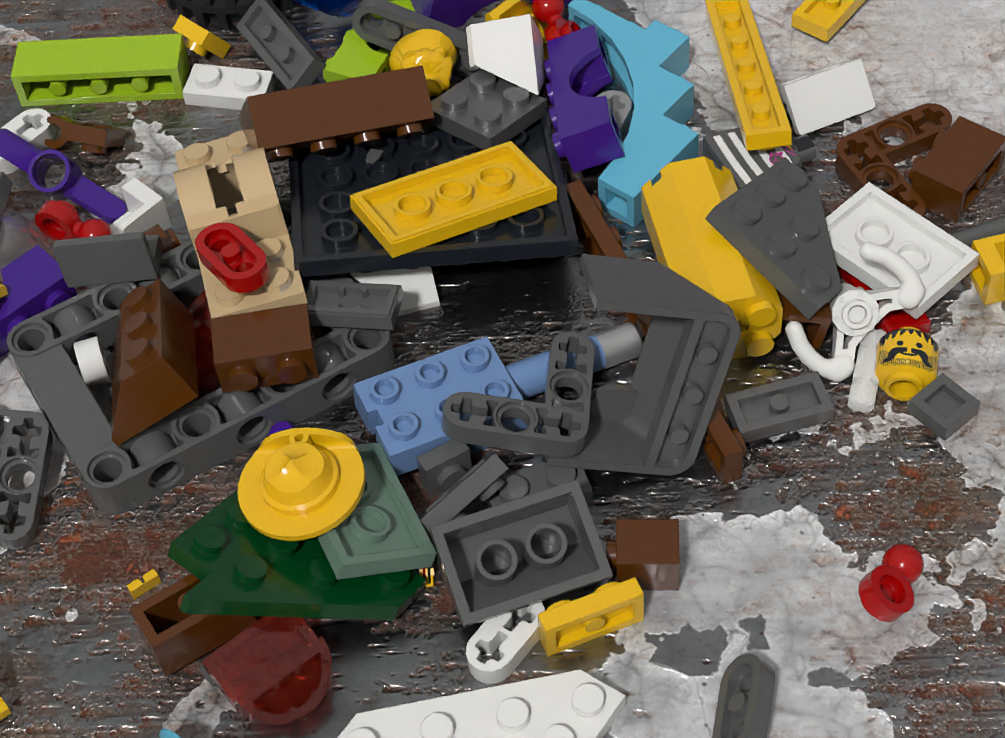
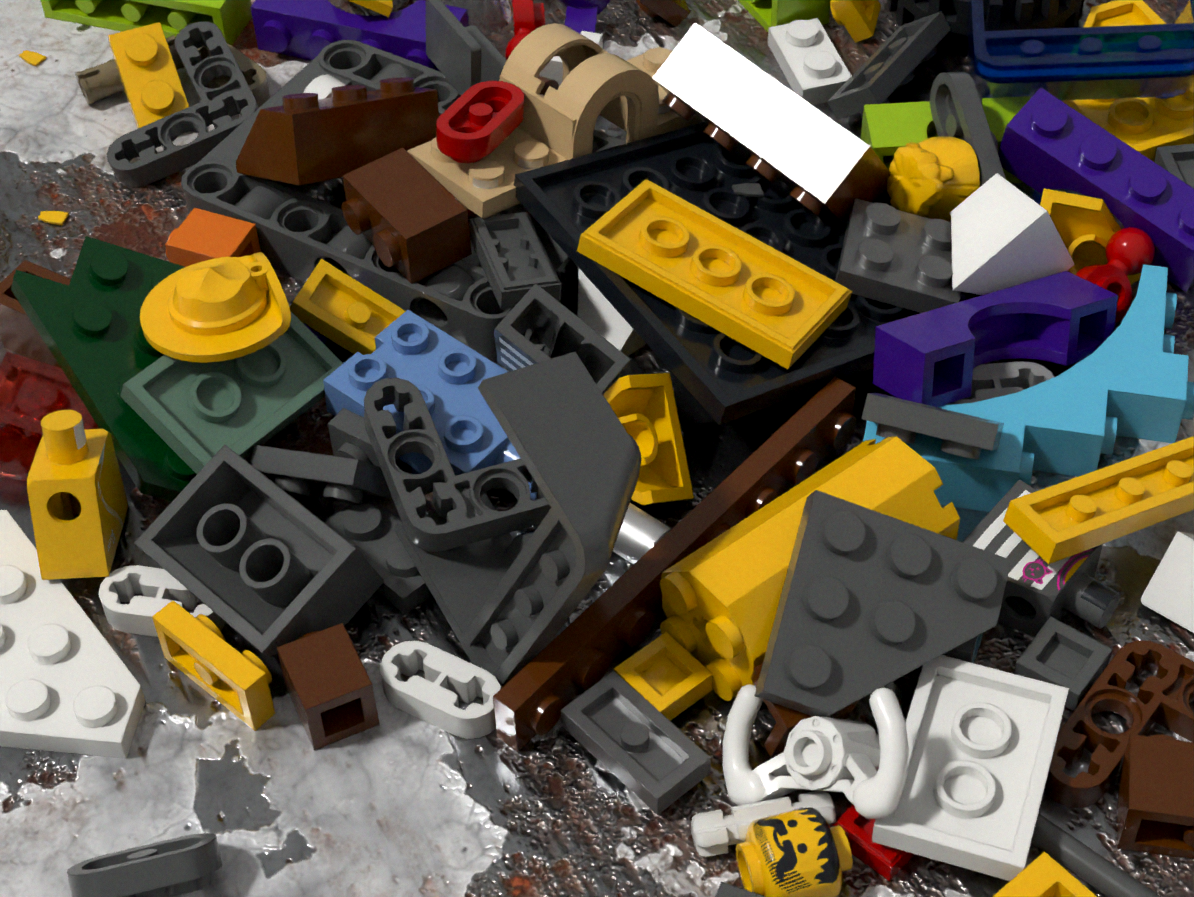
camera: 60 degrees right, 5 degrees down
(27, 606) = (53, 217): none -> yellow piece
(174, 498) = (210, 236): none -> orange brick
(329, 413) = (343, 309): none -> yellow plate
(405, 649) = (71, 476): none -> yellow torso
(471, 308) = (553, 333): none -> dark grey torso
(548, 311) = (650, 415): none -> yellow slope
(661, 141) = (959, 432): none -> dark grey plate
(673, 492) = (438, 694): none -> white beam
(743, 372) = (666, 676): none -> yellow plate
(835, 183) = (1064, 659): none -> dark grey plate

